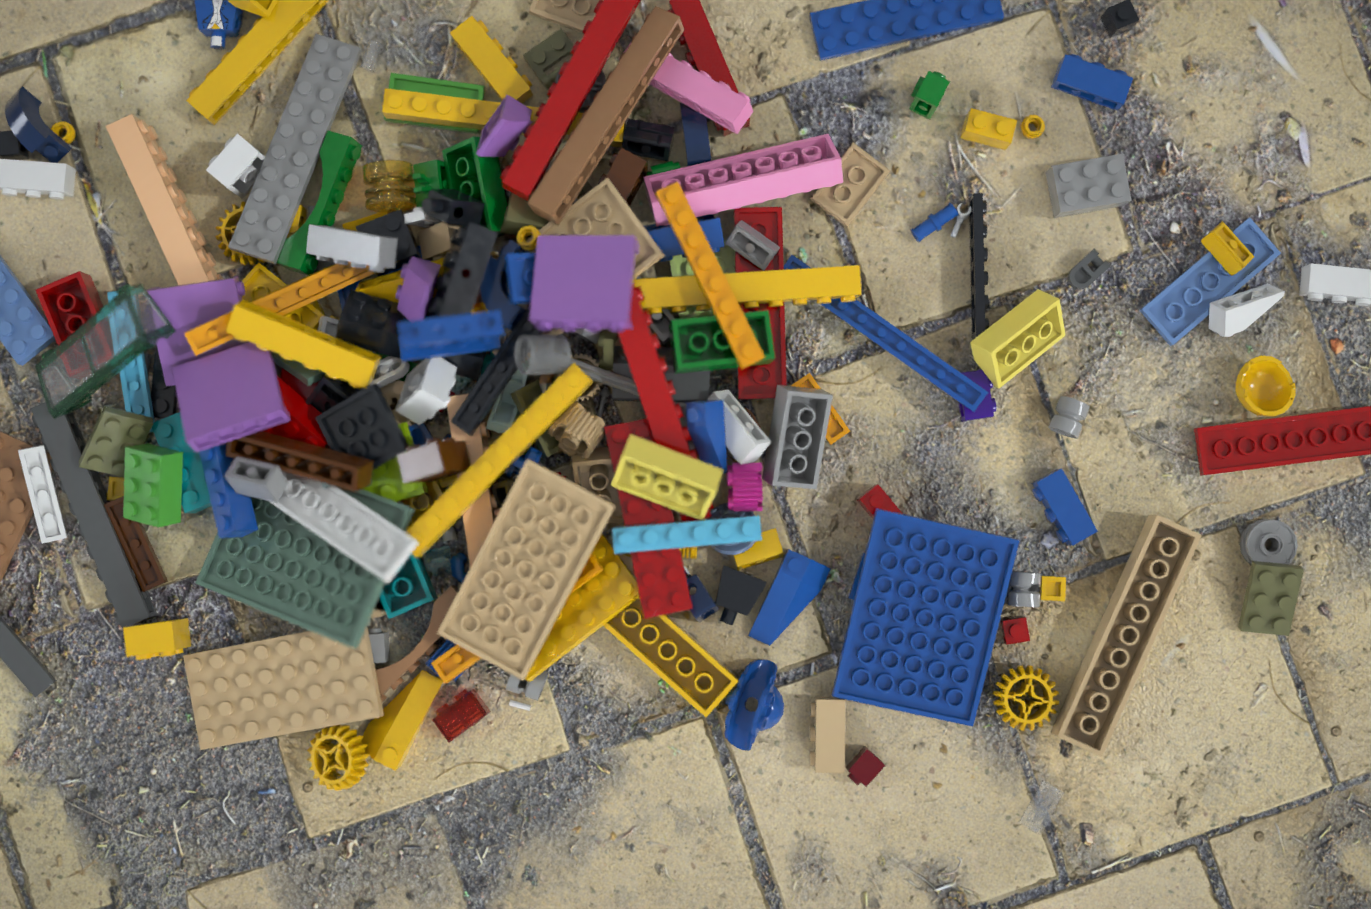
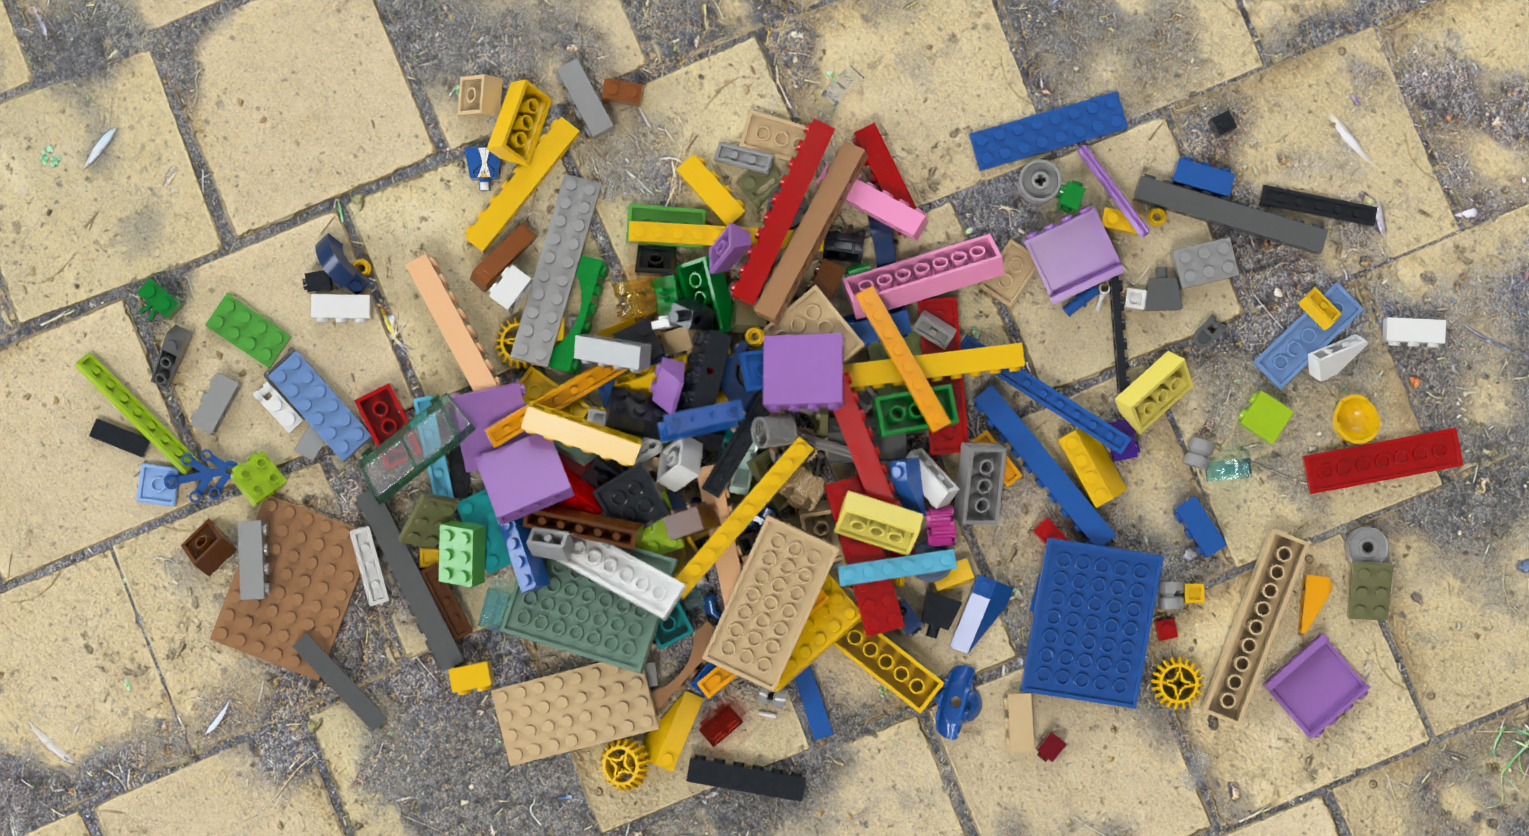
camera: 10 degrees left, 0 degrees up
(191, 555) = (494, 609): none -> clear light blue brick
(238, 119) = (502, 256): none -> dark orange beam
(418, 144) = (655, 261): none -> black slope
(487, 783) = (746, 779): none -> black brick
(534, 26) = (744, 158): none -> light grey tile
(576, 696) = (813, 704): none -> blue tile
(876, 422) = (1043, 466): none -> blue brick
(895, 61) = (1047, 174): none -> light grey wheel
(929, 163) = (1073, 254): none -> panel
(935, 426) = (1091, 467): none -> yellow slope
(983, 90) = (1114, 192): none -> medium lavender axle
(1000, 224) = (1135, 298): none -> white plate
(1034, 219) = (1162, 292): none -> dark grey torso
(1104, 439) = (1229, 469): none -> clear light blue slope
(1123, 128) = (1230, 215): none -> dark grey brick
(1152, 377) = (1264, 417): none -> lime brick
(1196, 712) = (1316, 686): none -> medium lavender panel
(1200, 600) = (1313, 596): none -> light orange slope
(1230, 125) = (1318, 205): none -> black tile

